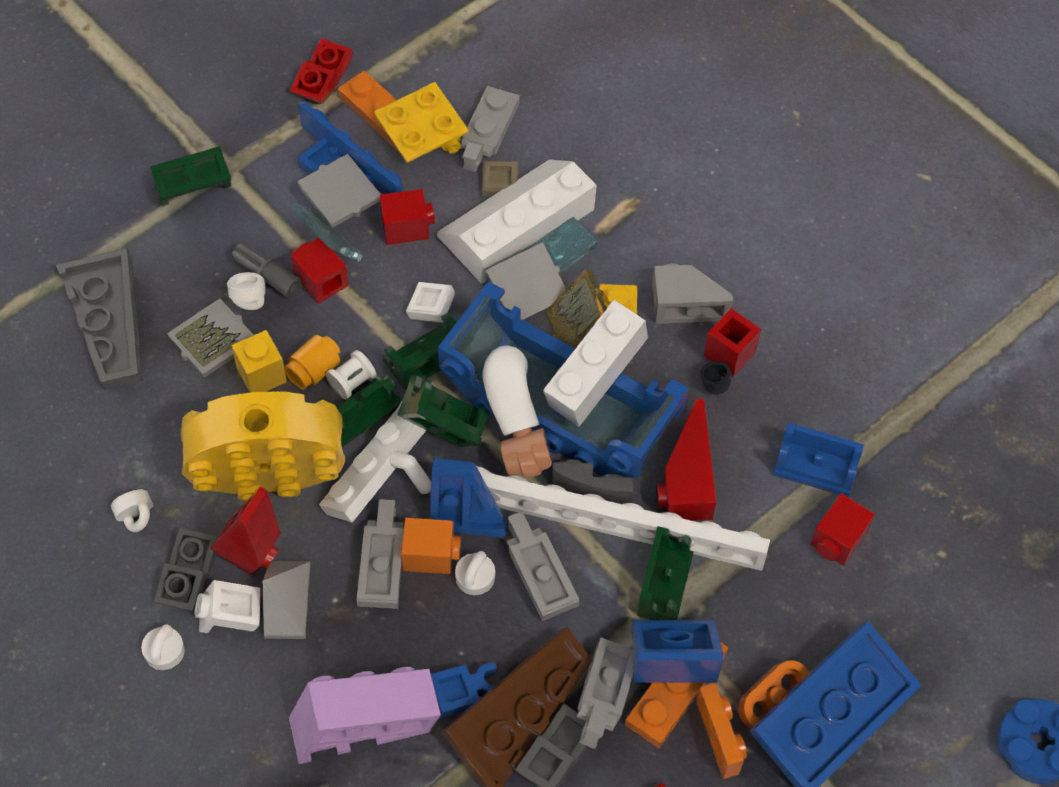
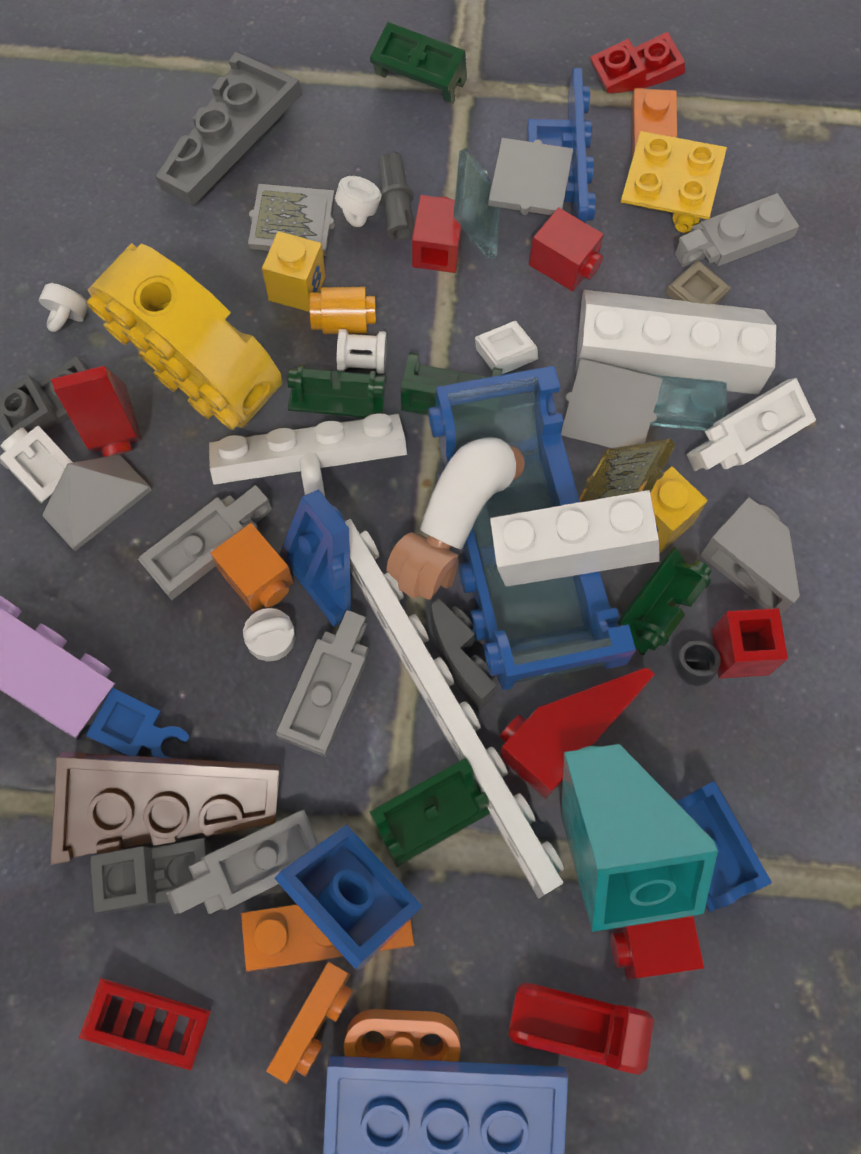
camera: 45 degrees right, 10 degrees up
(442, 413) = (392, 455): dark green hinge -> none
(614, 229) = (754, 427): none -> white hinge
(661, 349) = (656, 607): none -> dark green hinge
(780, 485) = (631, 842): none -> teal slope
(850, 600) = (582, 1028): none -> red animal

